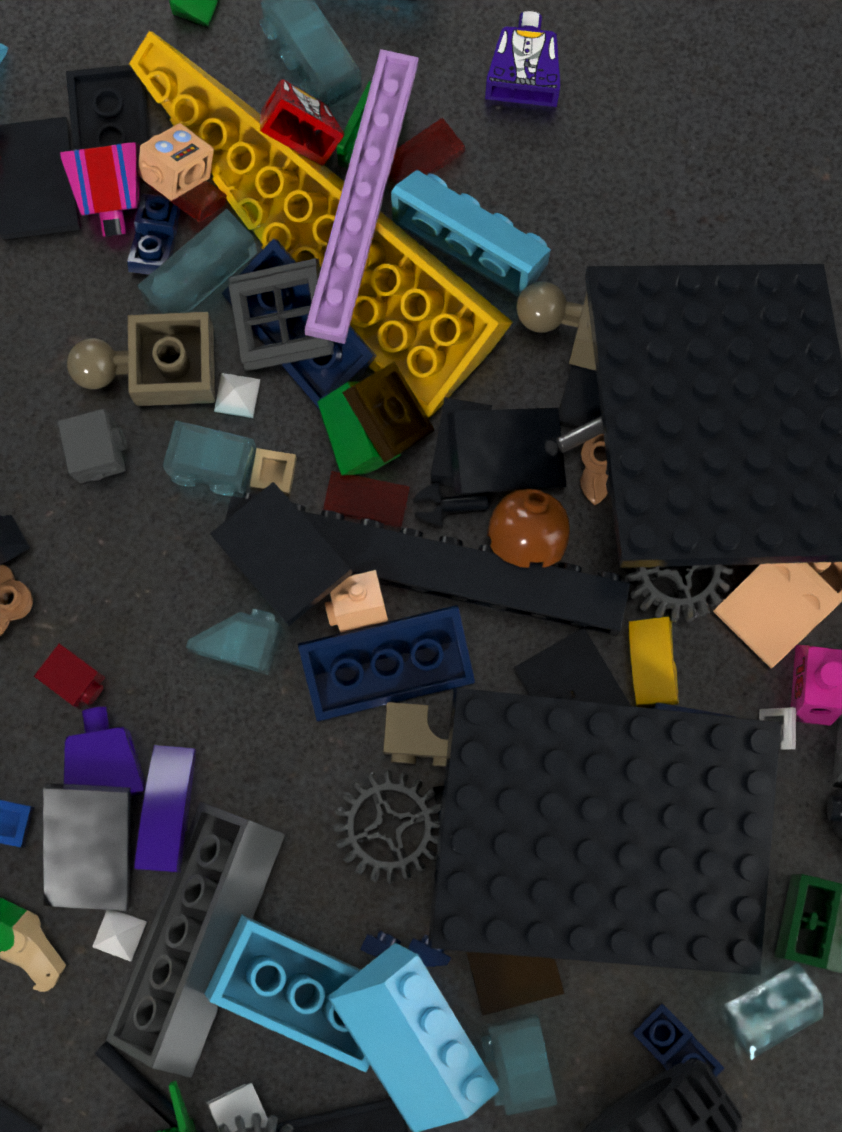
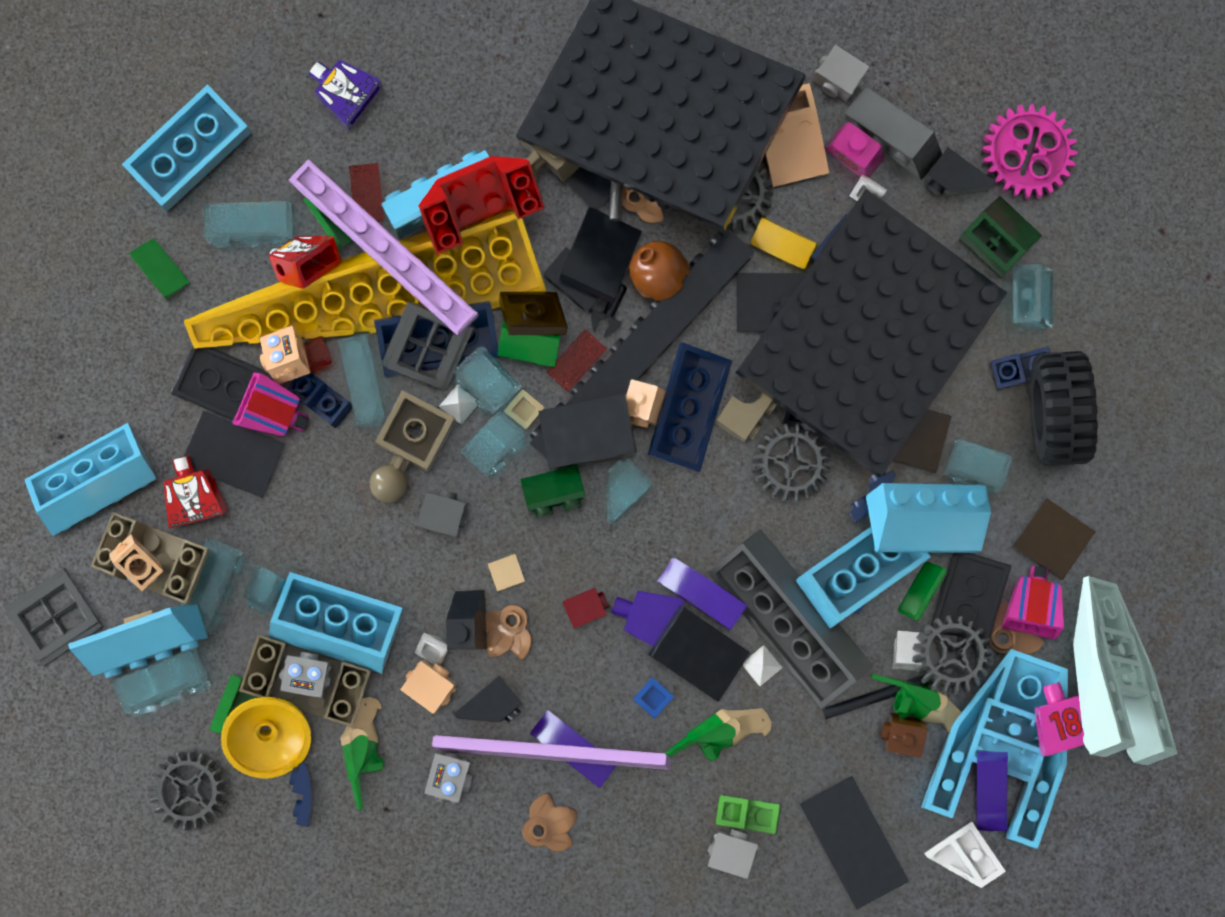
camera: 60 degrees left, 5 degrees up
(65, 561) = (506, 572): none -> tan tile
(191, 555) = (553, 491): none -> dark green slope
(280, 406) = (486, 380): none -> clear light blue brick
(321, 1084) = (922, 591): none -> green slope
(482, 256) = (478, 194): none -> red slope

